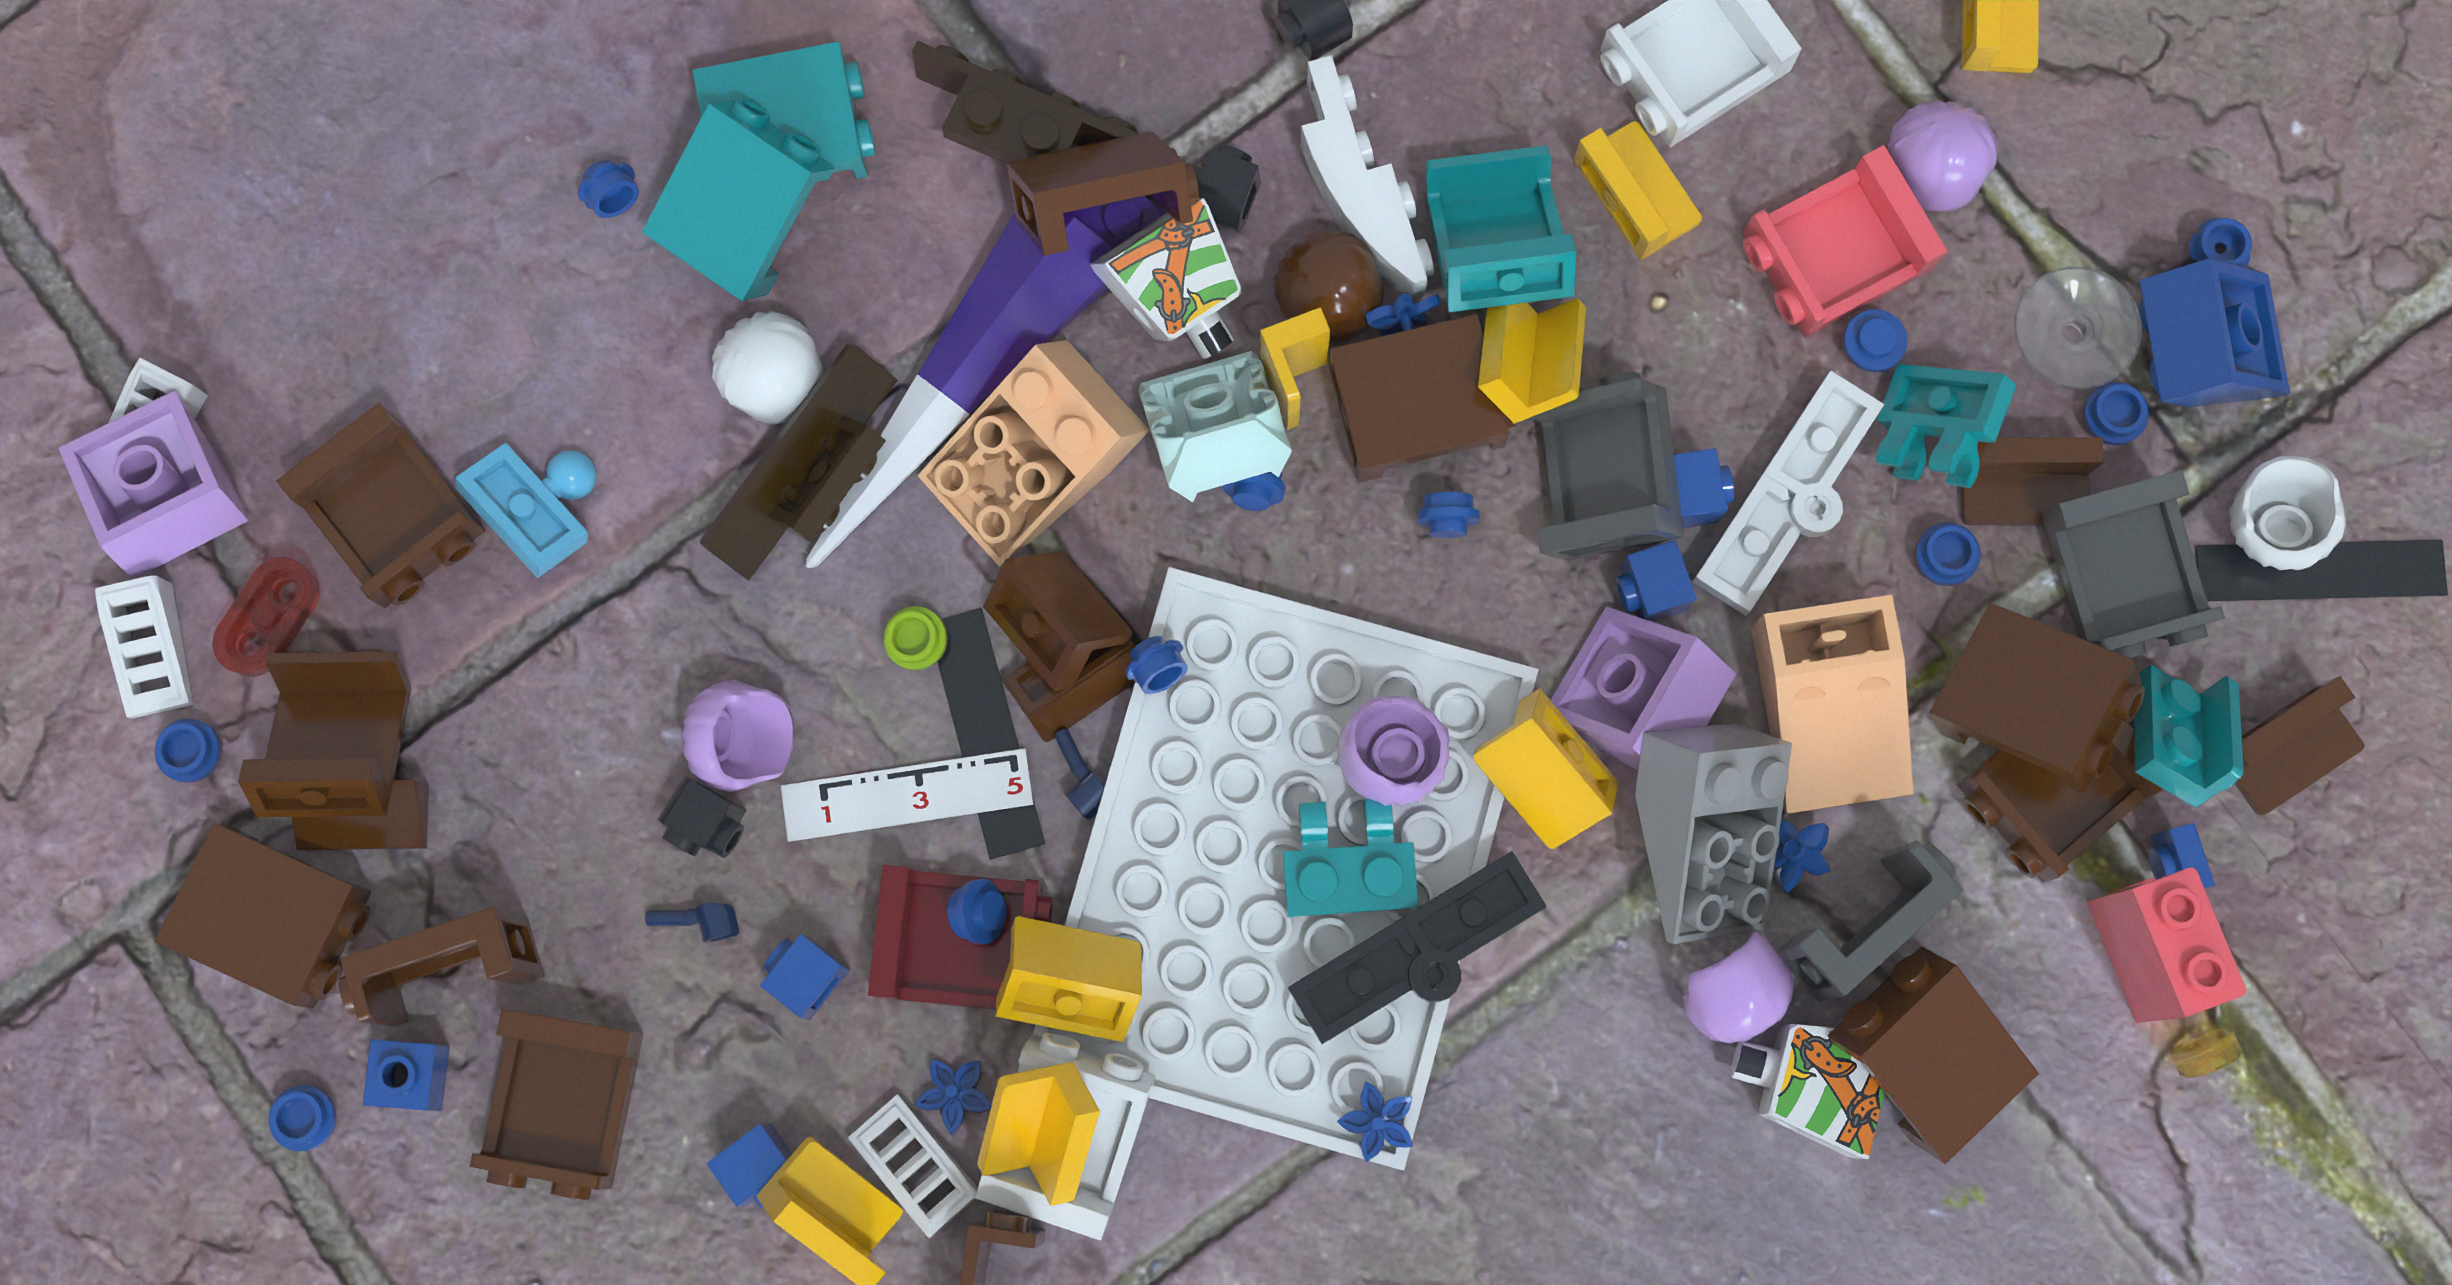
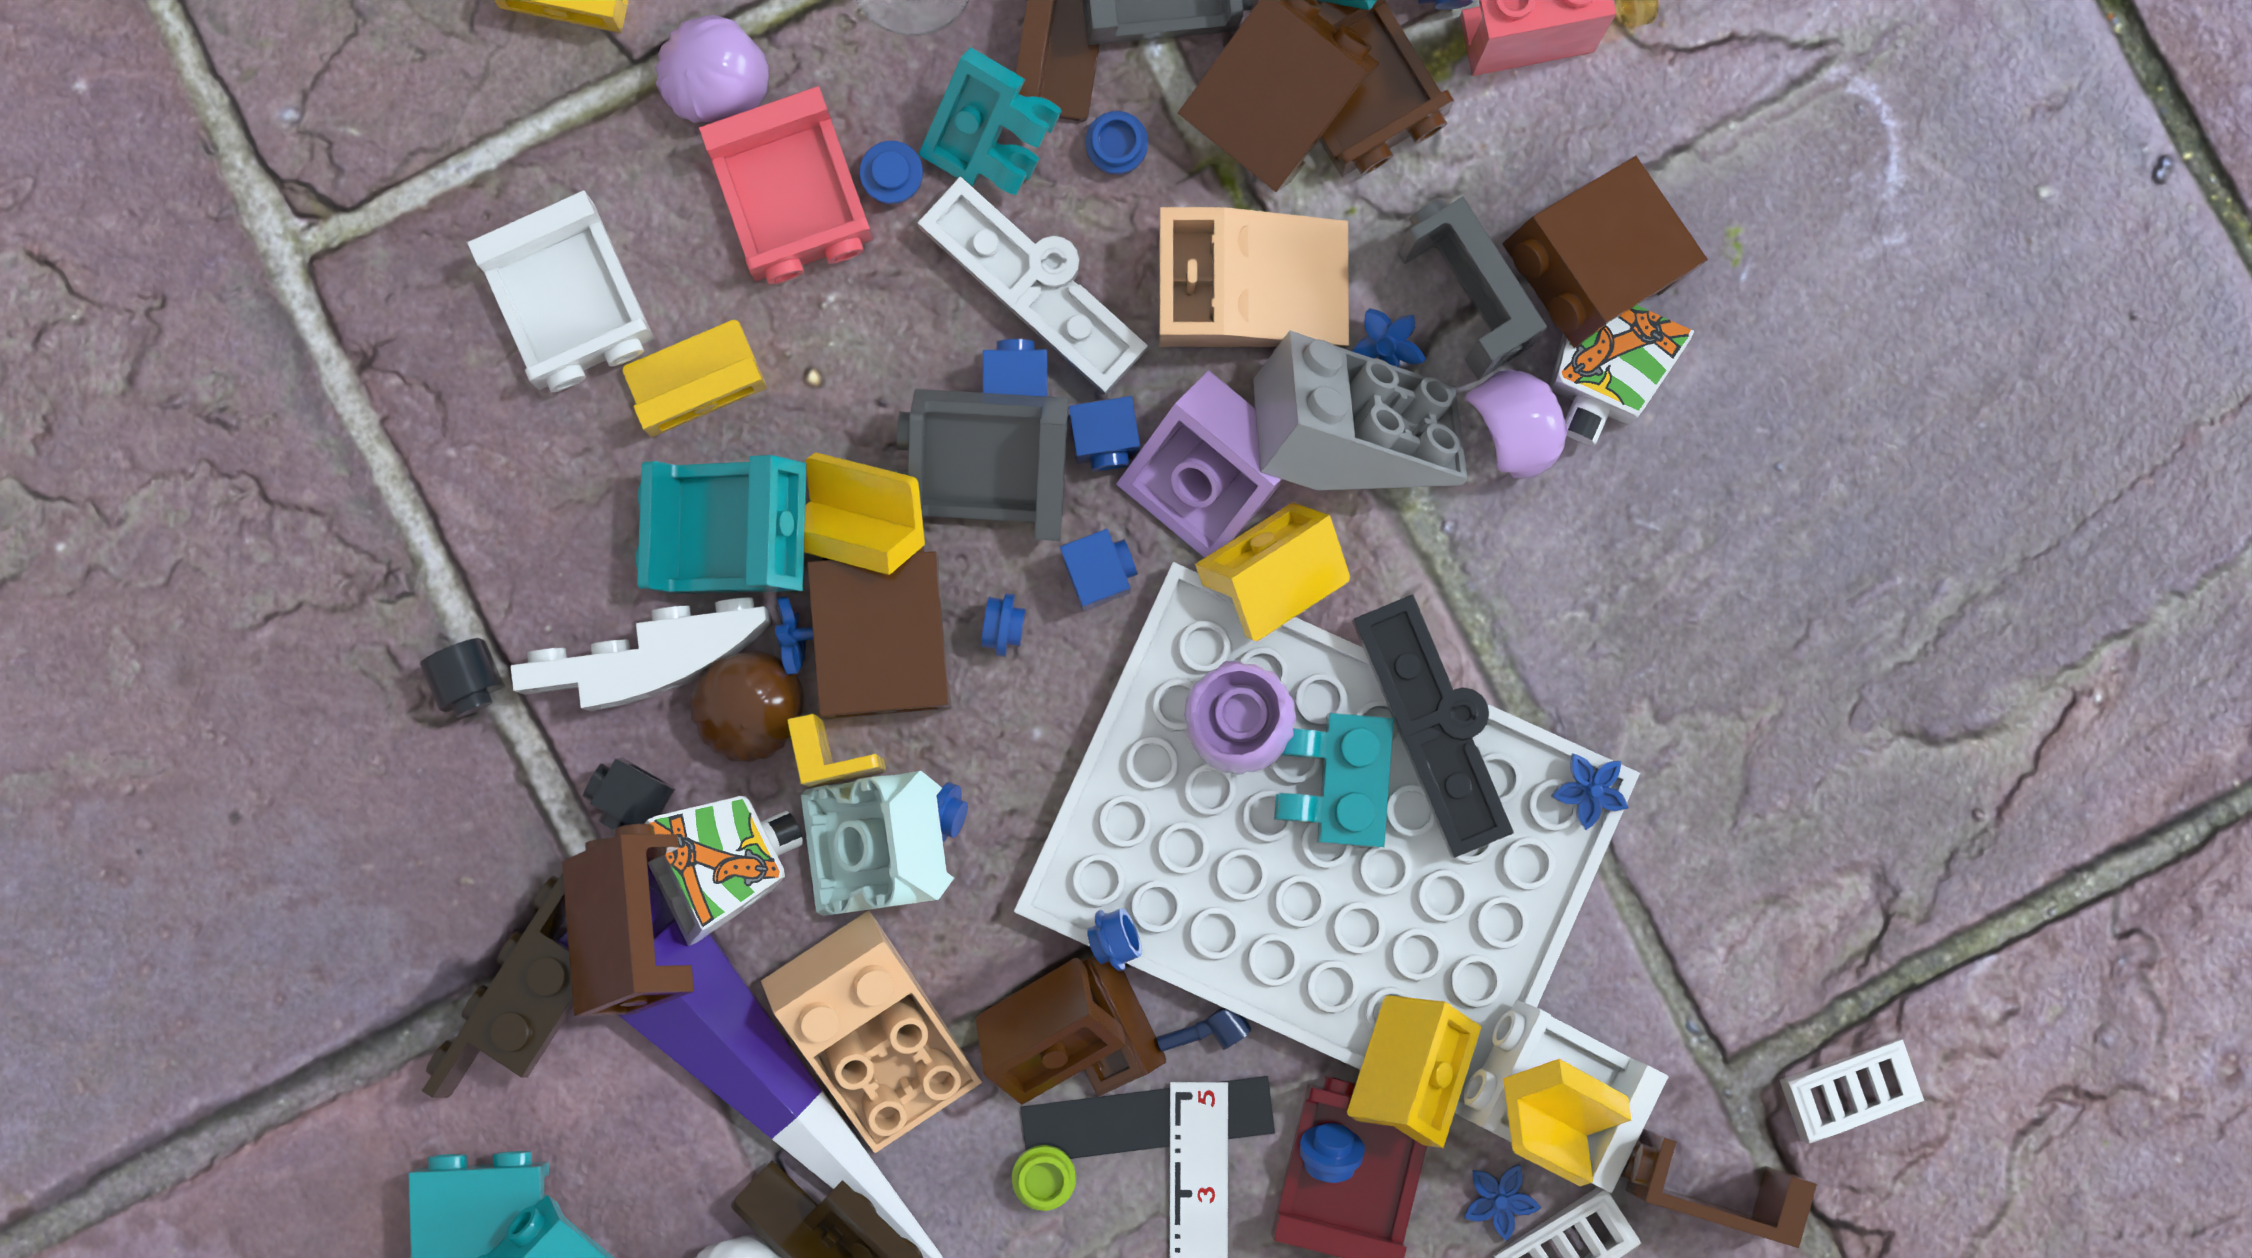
camera: 90 degrees left, 5 degrees up
(1518, 597) = (1098, 568): none -> blue plate

